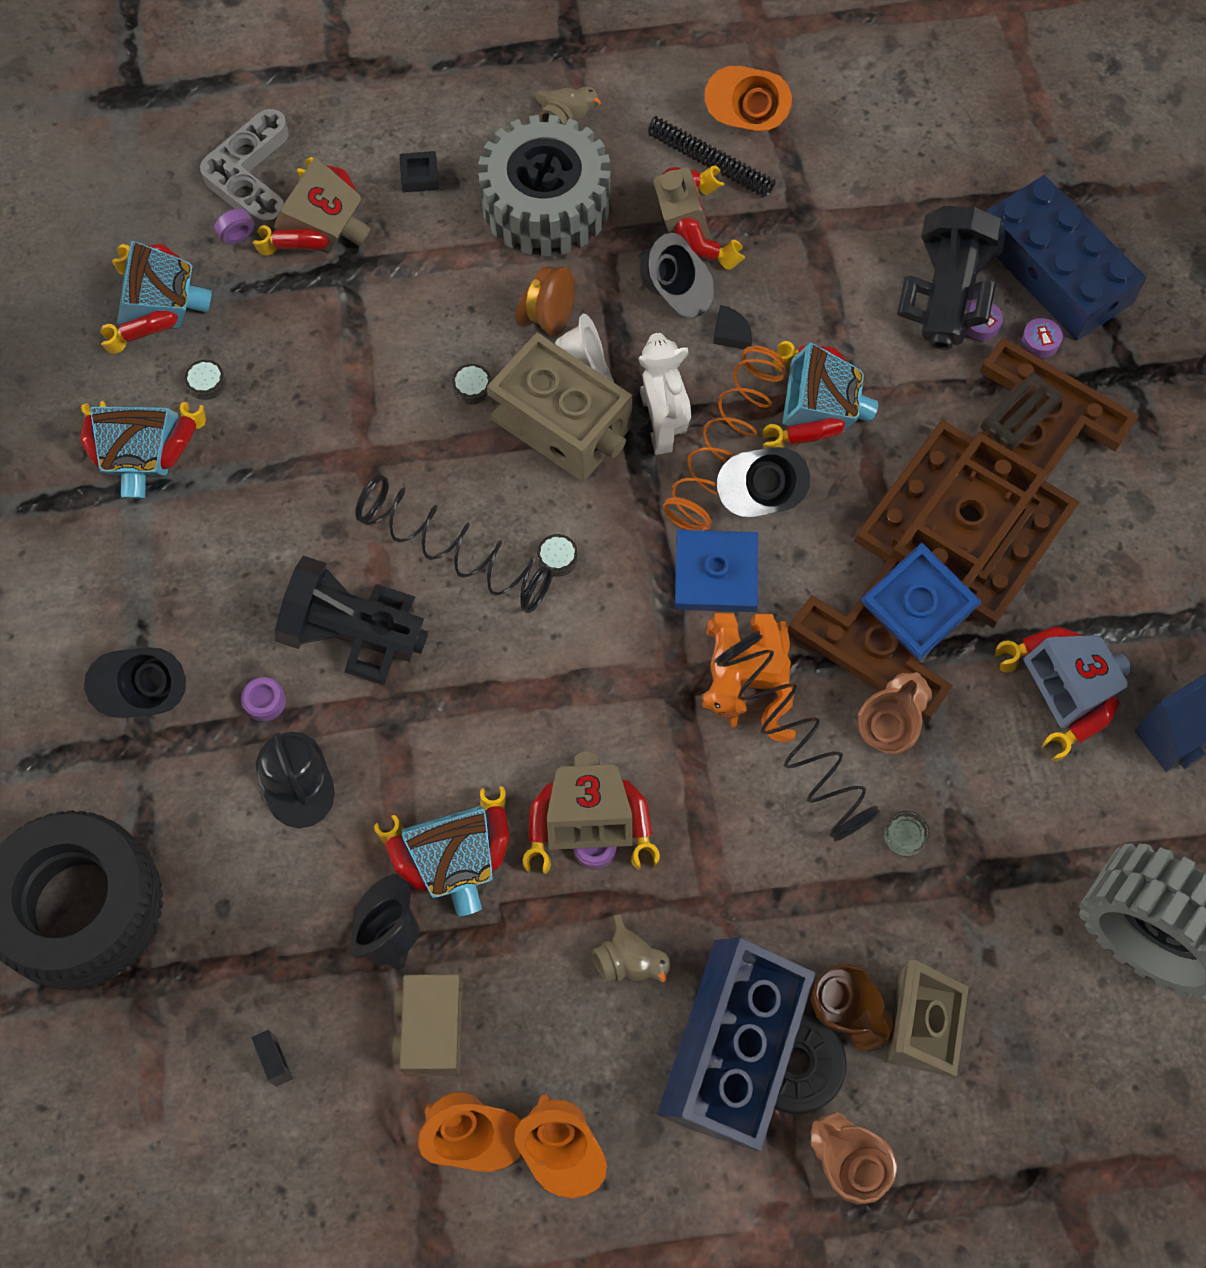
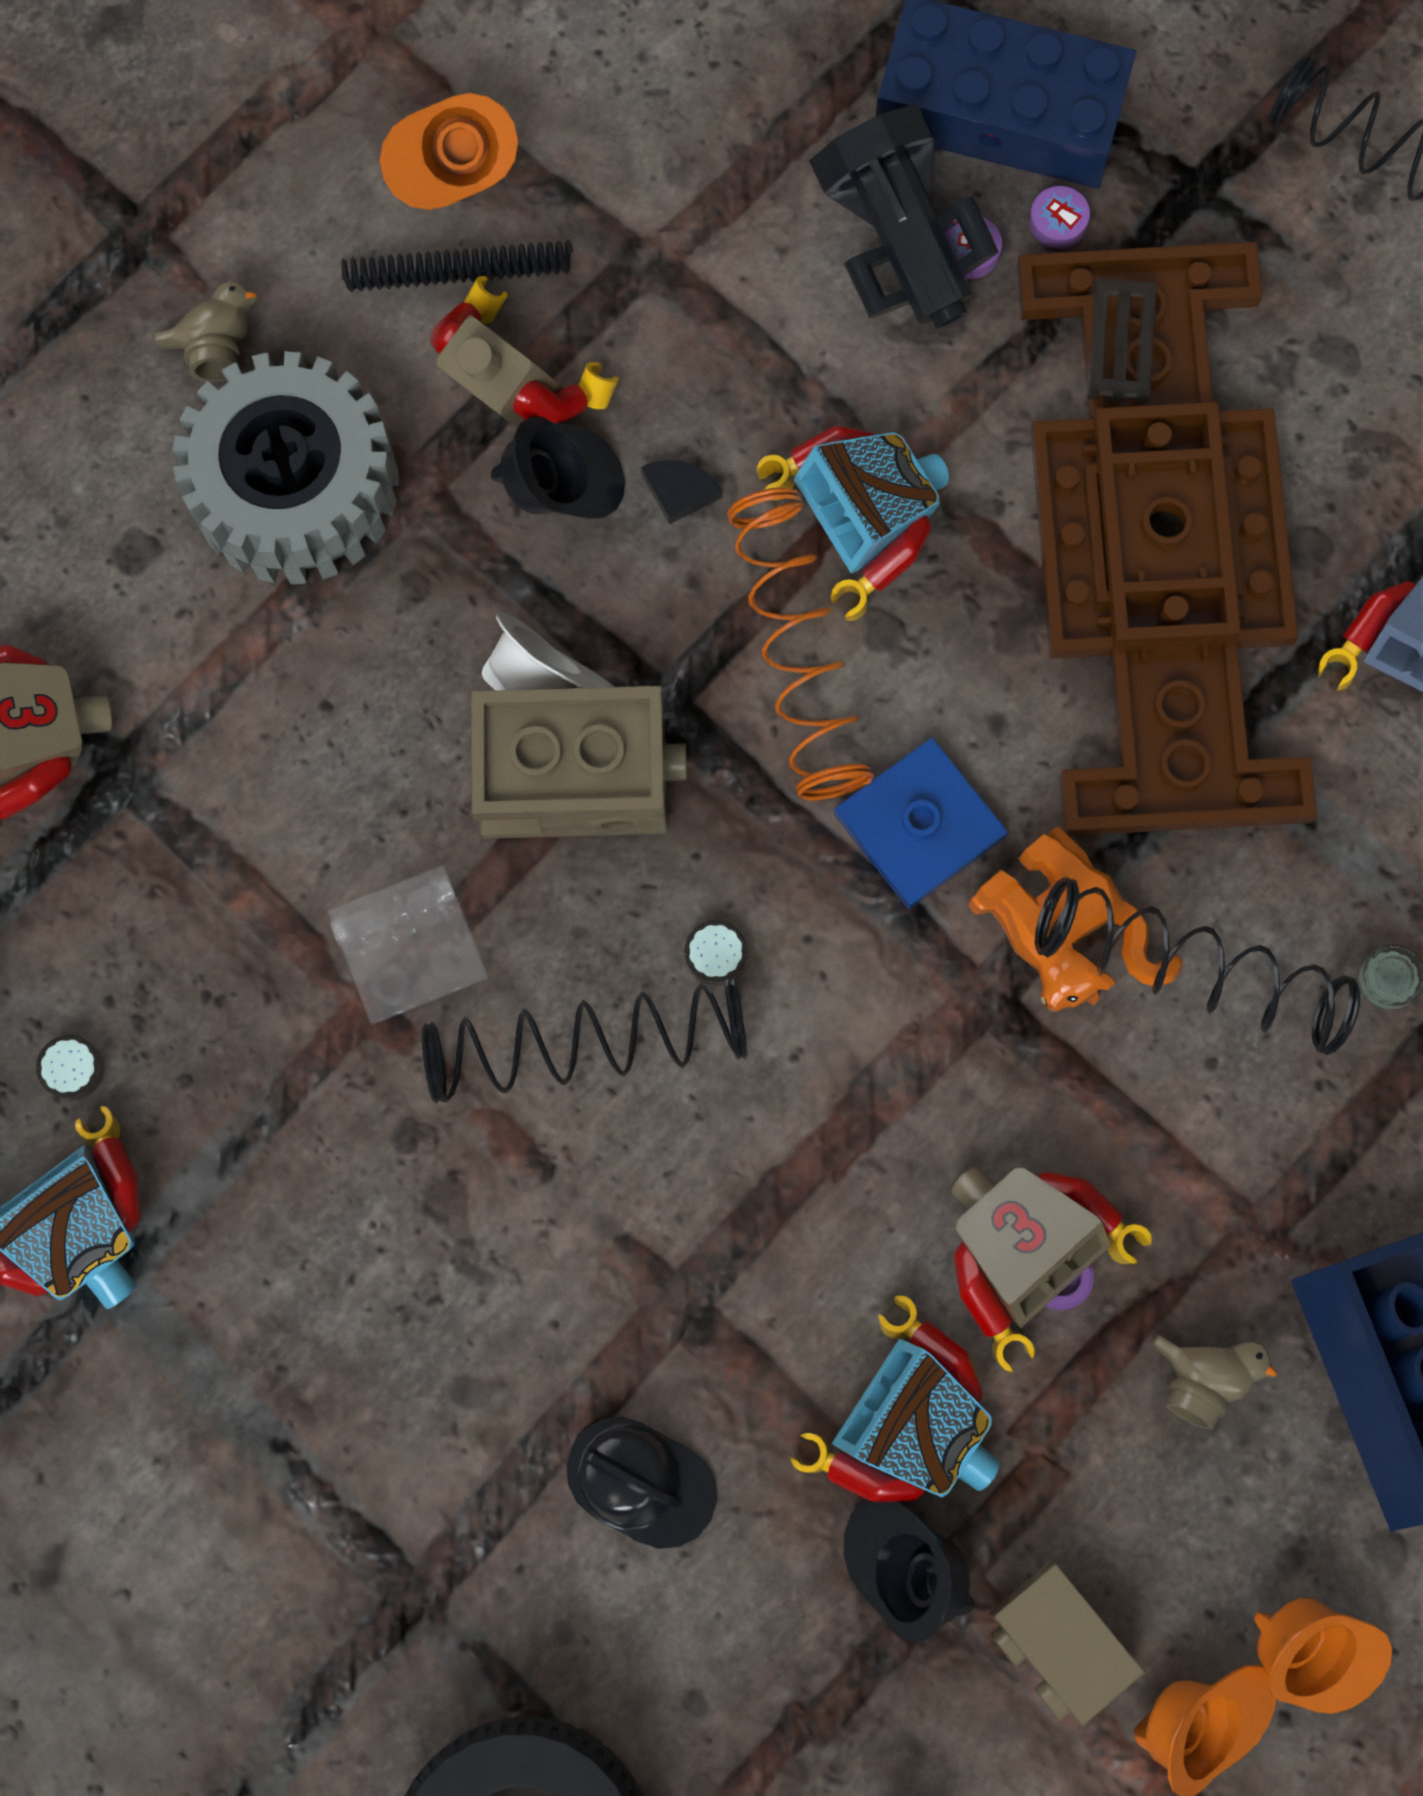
camera: 35 degrees left, 10 degrees up
(135, 682) = (356, 1530): black piece -> none
(263, 699) = (517, 1418): medium lavender tile -> none
(322, 609) = (506, 1253): black piece -> none
(410, 439) = (407, 944): none -> clear hinge
(419, 171) = (94, 566): black tile -> none
(471, 383) = (418, 809): tile -> none
(548, 300) = (429, 627): dark orange piece -> none
(664, 391) = (685, 645): white animal -> none
(763, 481) = (895, 670): black piece -> none
(894, 715) = (1278, 849): nougat hair -> none
(920, 601) = (1201, 684): blue plate -> none

